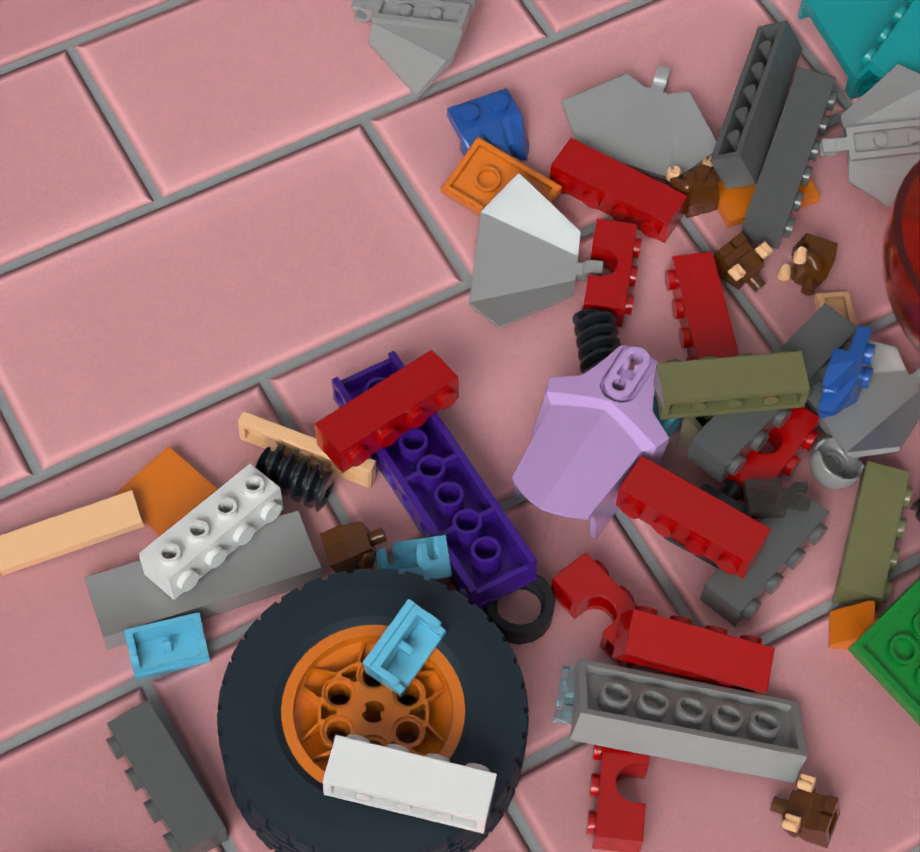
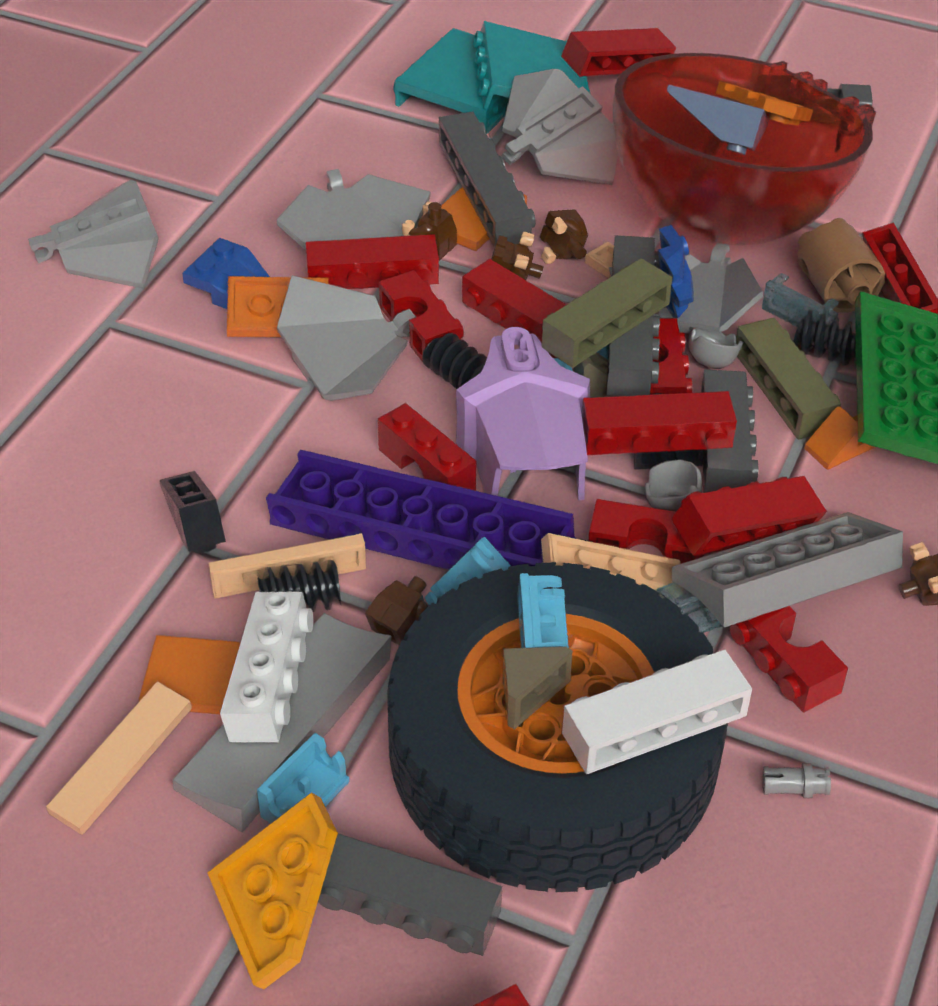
camera: 35 degrees left, 15 degrees down
(78, 713) = (274, 888): none -> light orange plate
(277, 350) = (193, 512): none -> black slope
(351, 689) = (533, 678): none -> dark tan slope
(387, 411) = (344, 484): red brick -> none
(495, 417) = (409, 437): none -> red arch
(533, 621) = (643, 567): none -> light nougat tile
(667, 580) = (671, 483): none -> light grey hair
(756, 105) = (430, 157): dark grey brick -> none
(769, 499) = (697, 380): clear smoke plate -> none

